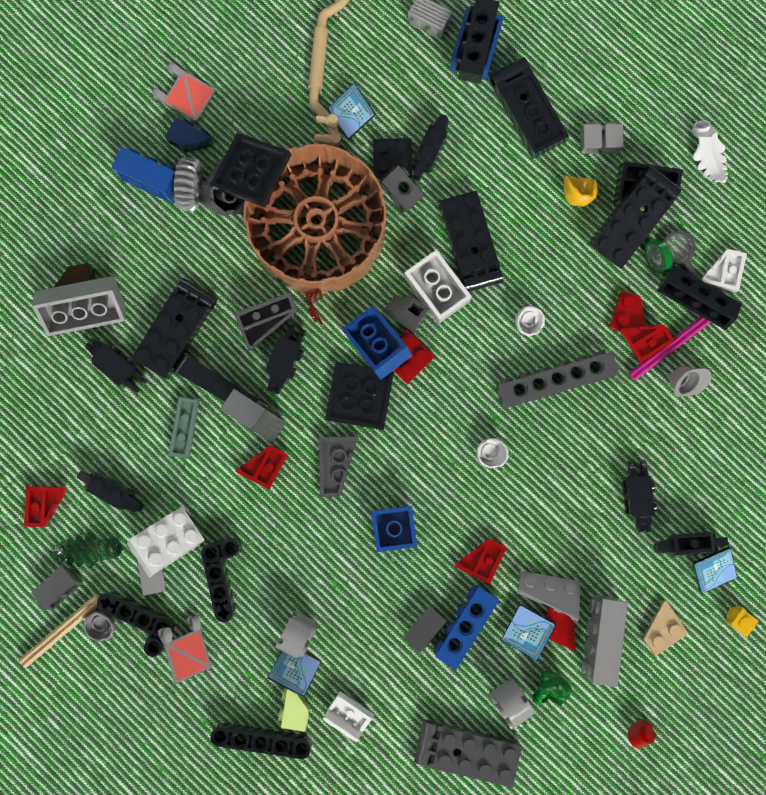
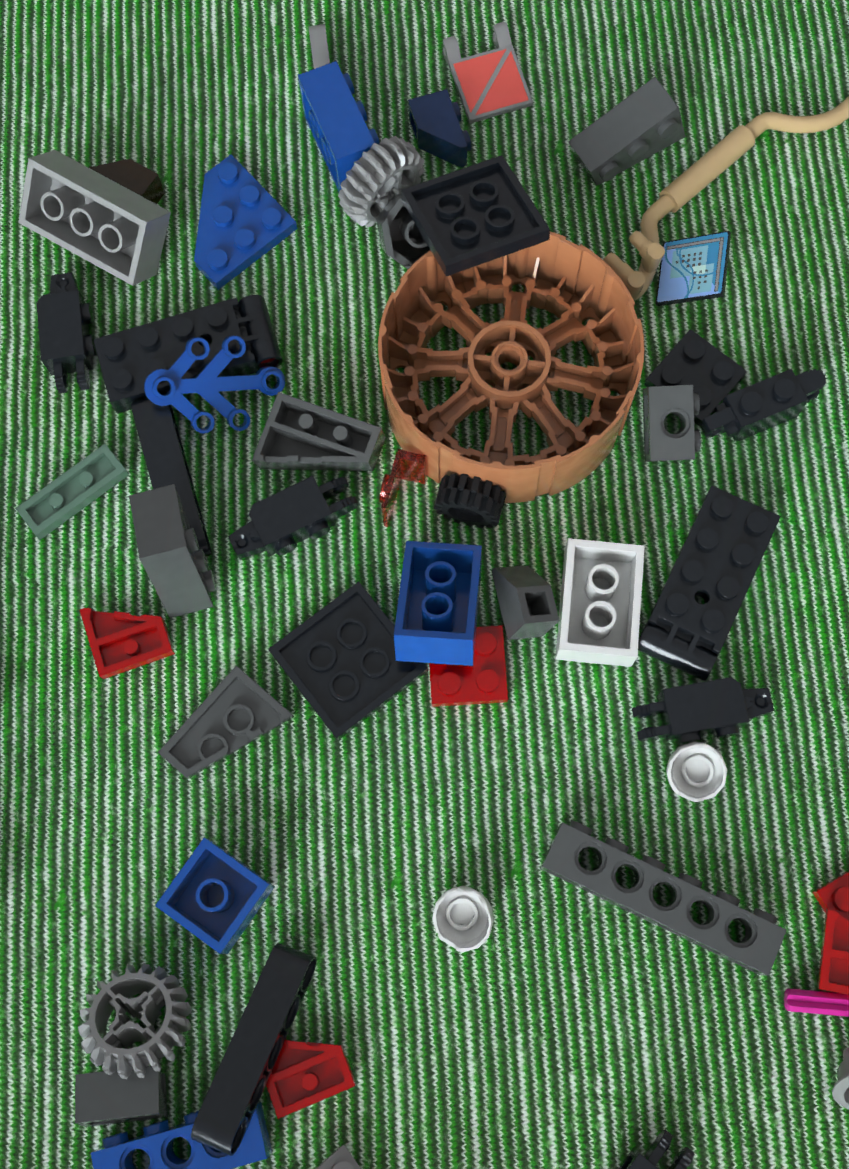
camera: 45 degrees right, 10 degrees down
(102, 145) = (319, 45): none -> light grey beam
(139, 254) = (236, 222): none -> blue plate
(199, 334) = (208, 384): none -> blue plant
(272, 72) = (629, 133): none -> dark grey wedge
(350, 290) = (470, 500): none -> black tyre
(407, 607) = (156, 992): none -> light grey gear
(460, 567) = (253, 1050): none -> black beam
(511, 294) = (704, 709): none -> black hinge

